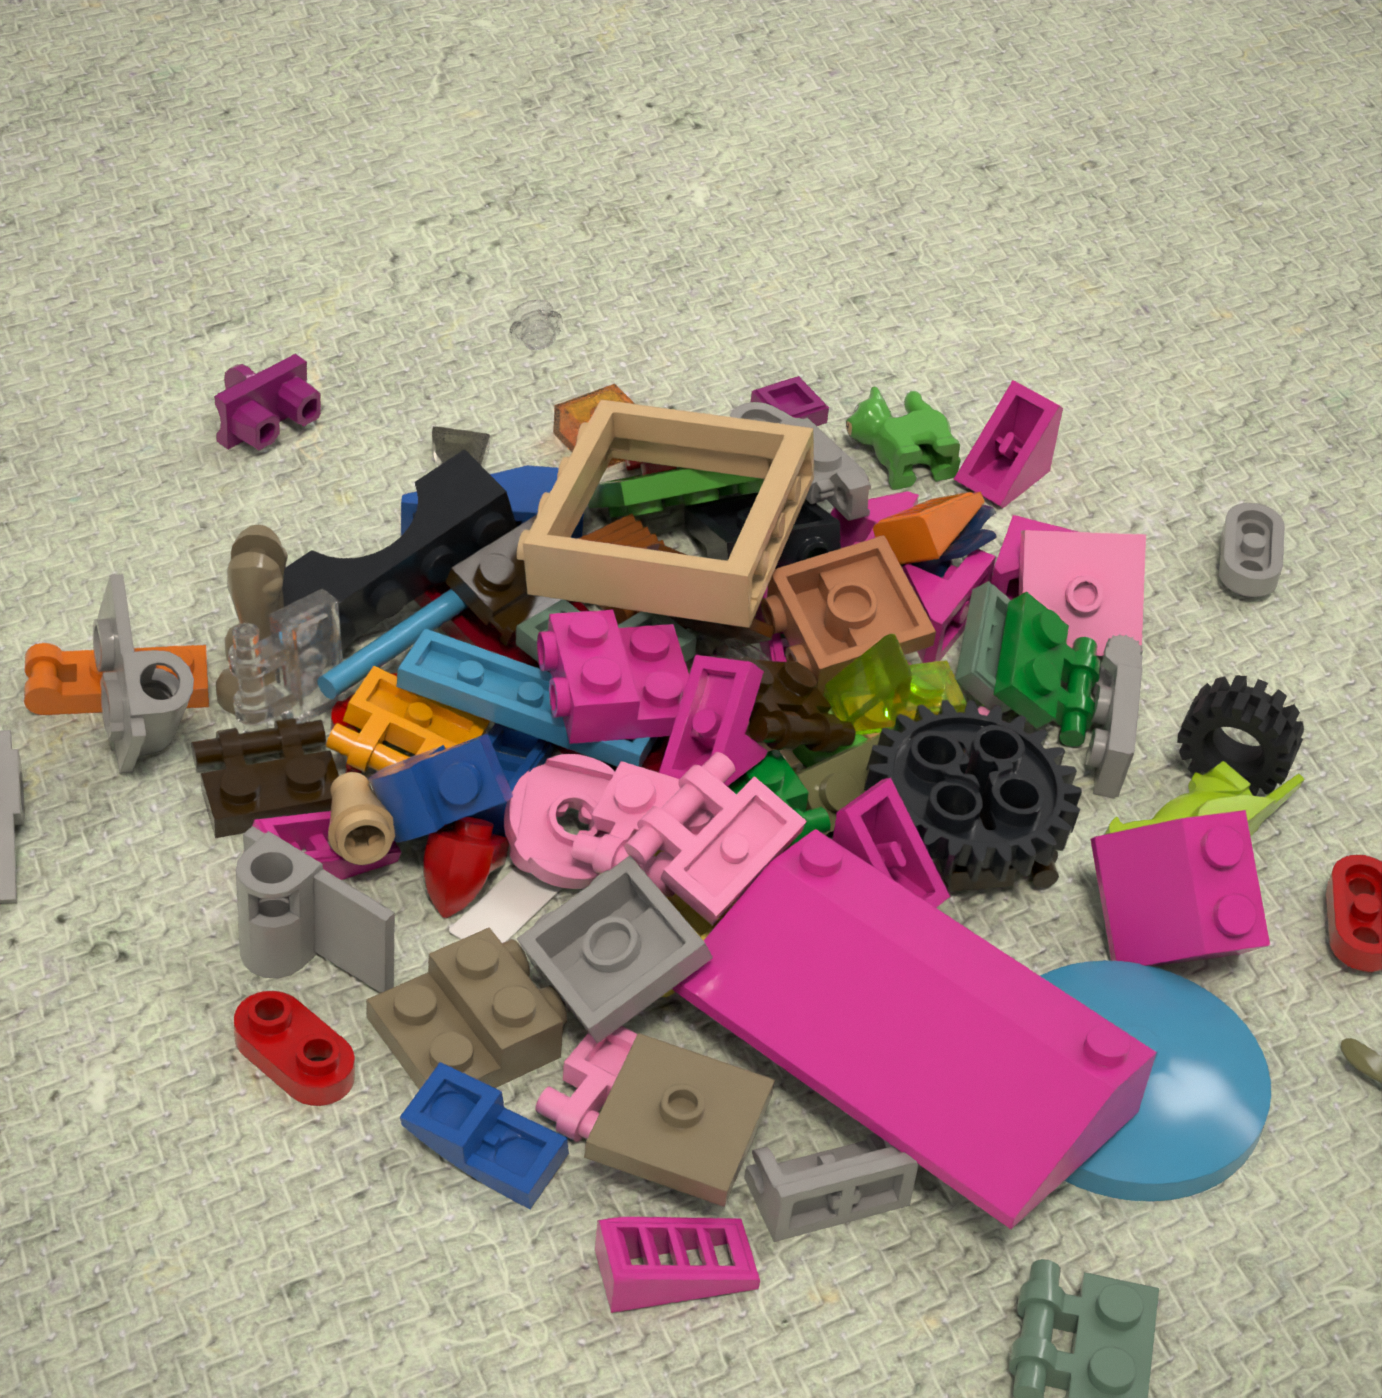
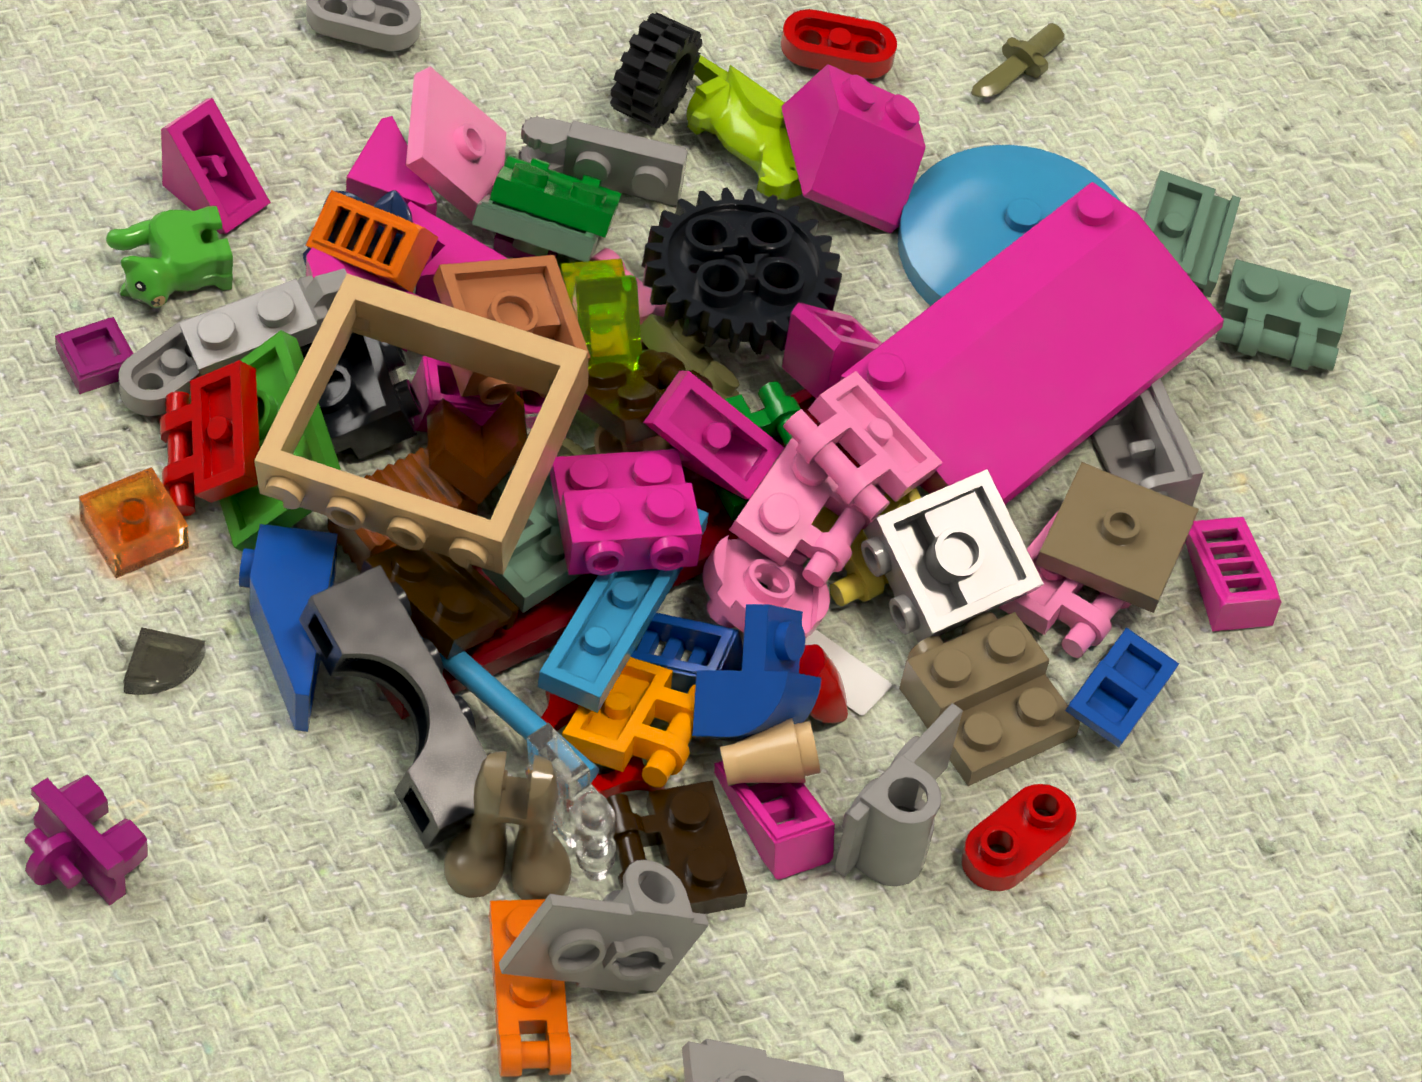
camera: 90 degrees left, 10 degrees up
(1185, 1236) = (1192, 226): none -> sand green plate

